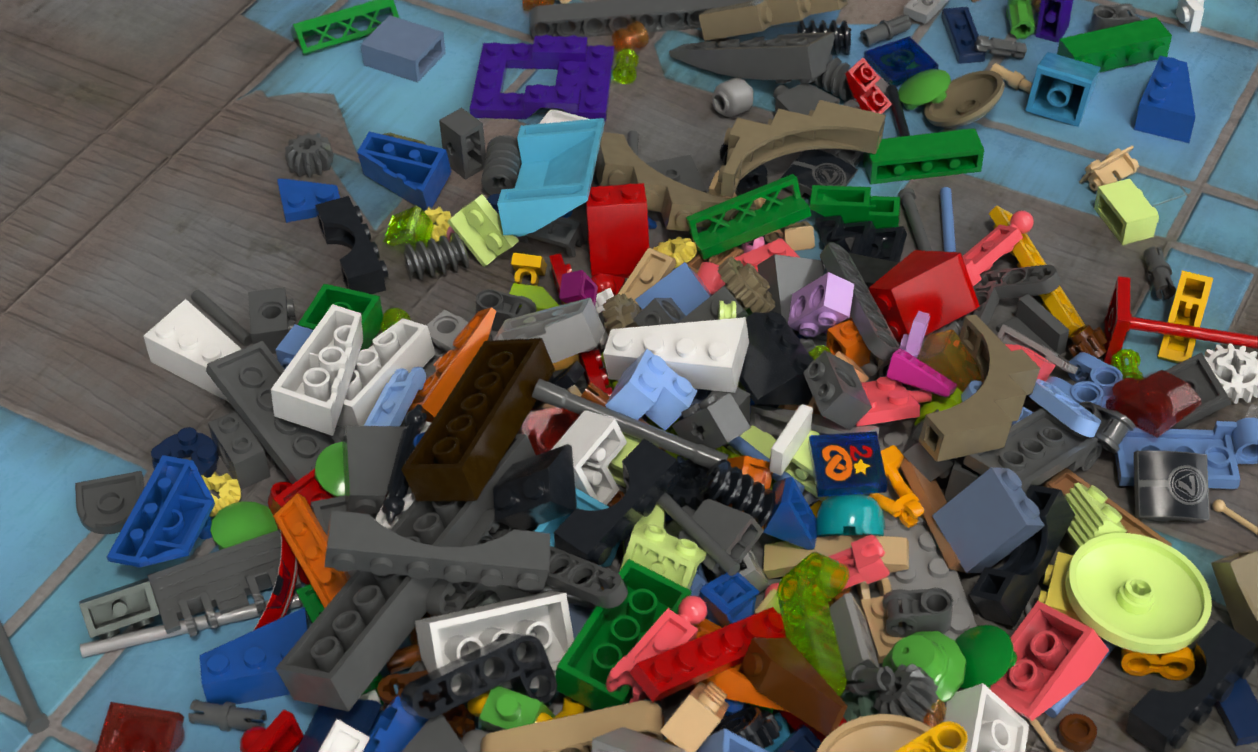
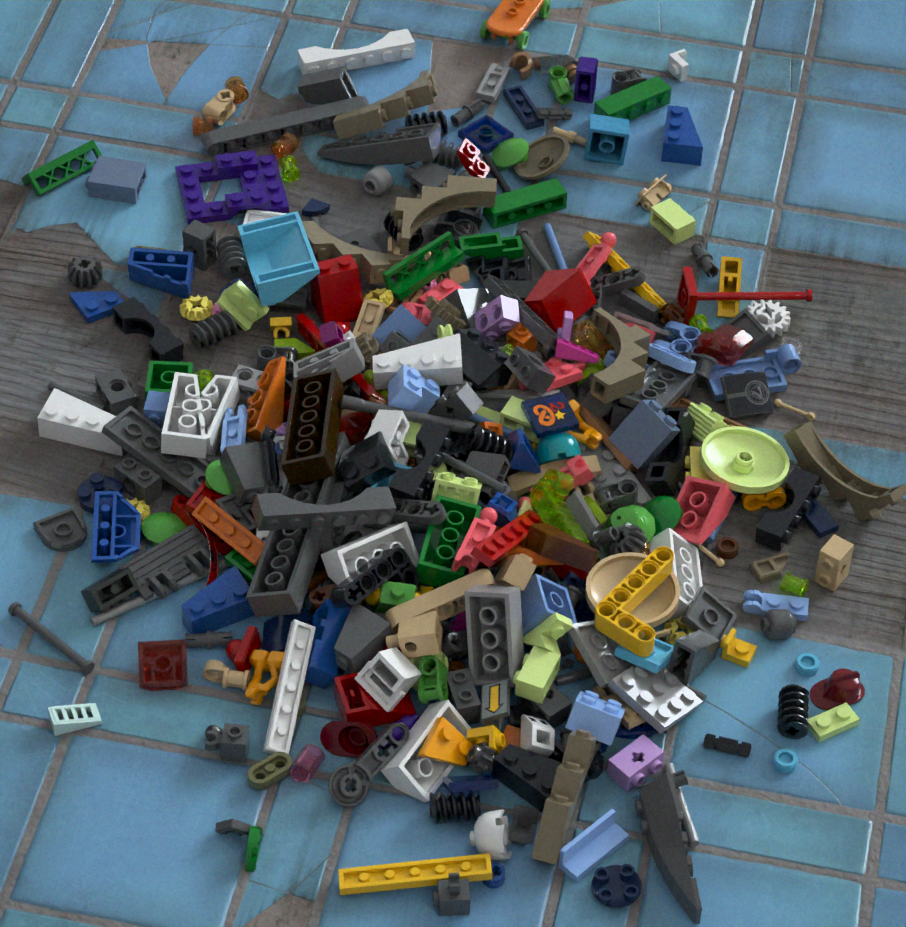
camera: 20 degrees left, 0 degrees up
(409, 227) = (185, 312): clear neon green slope -> none
(640, 119) = (315, 207): none -> dark blue tile
(790, 439) = (511, 405): white tile -> none
(874, 626) = (595, 509): none -> lime tile

